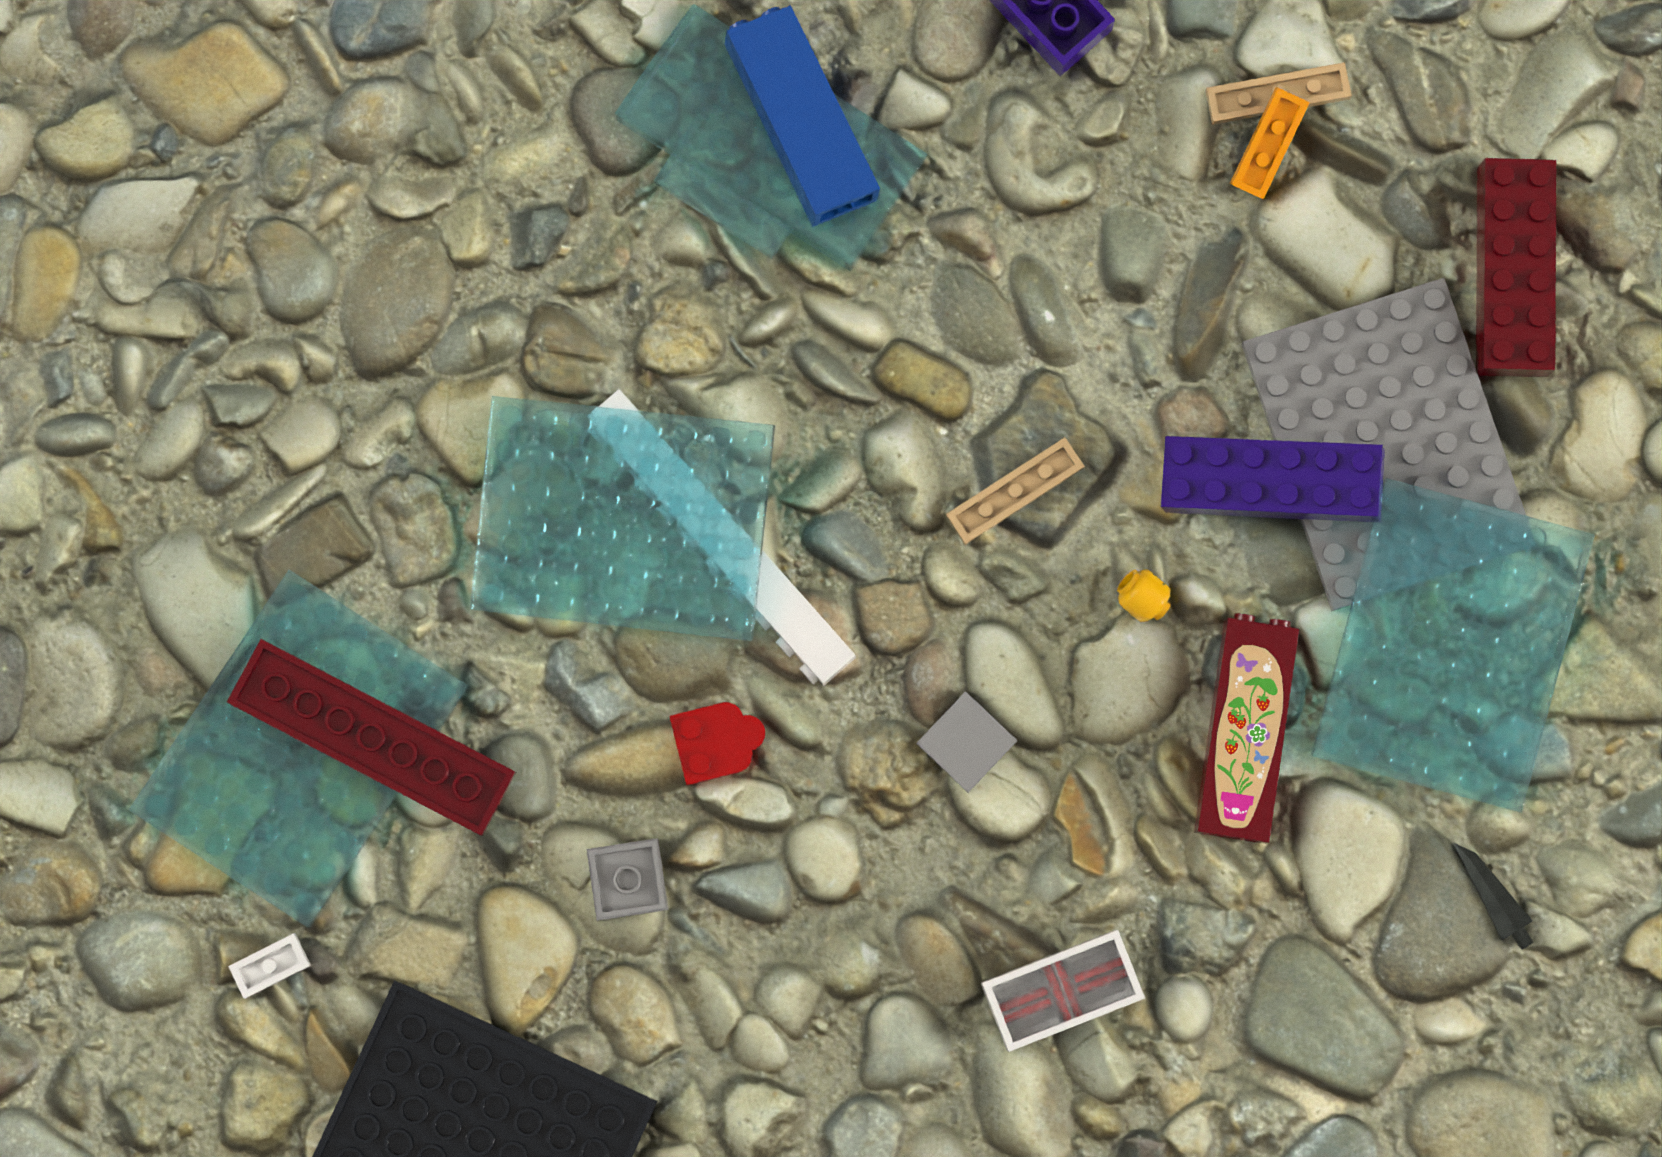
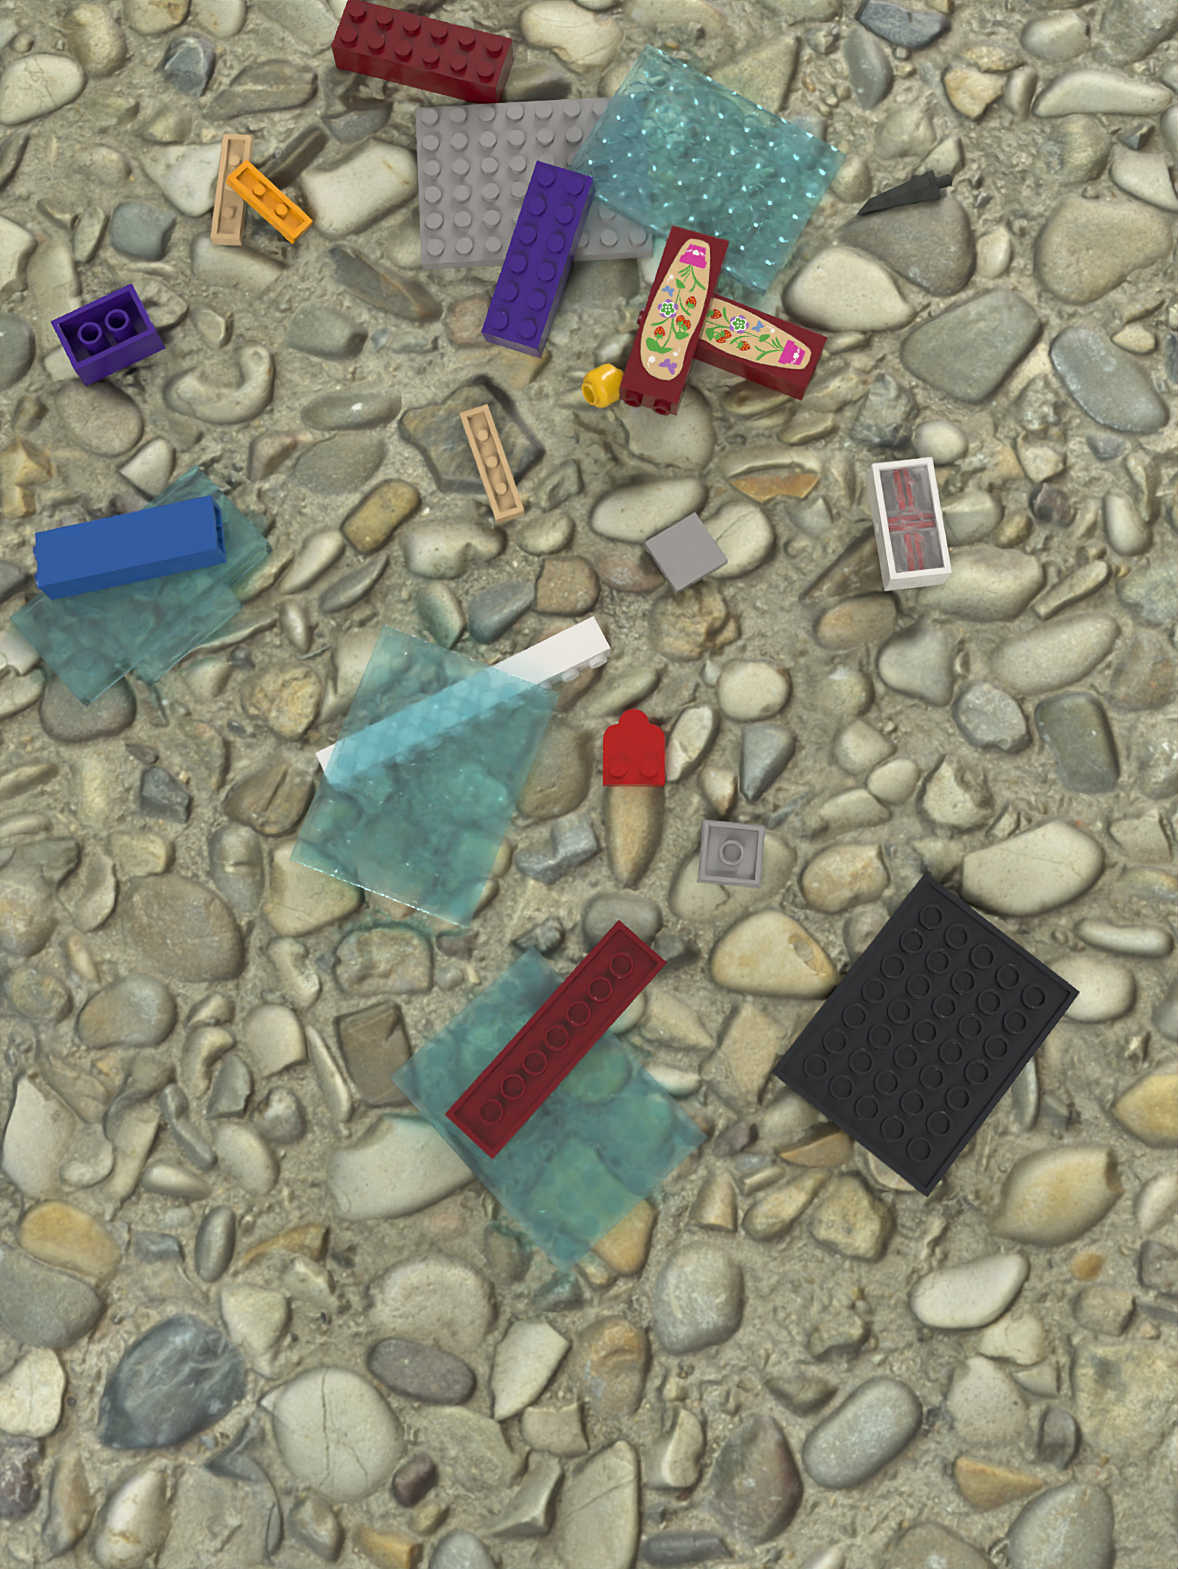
camera: 75 degrees left, 5 degrees down
(269, 965) = (732, 1180): white plate -> none
(1233, 656) = (673, 321): none -> brick

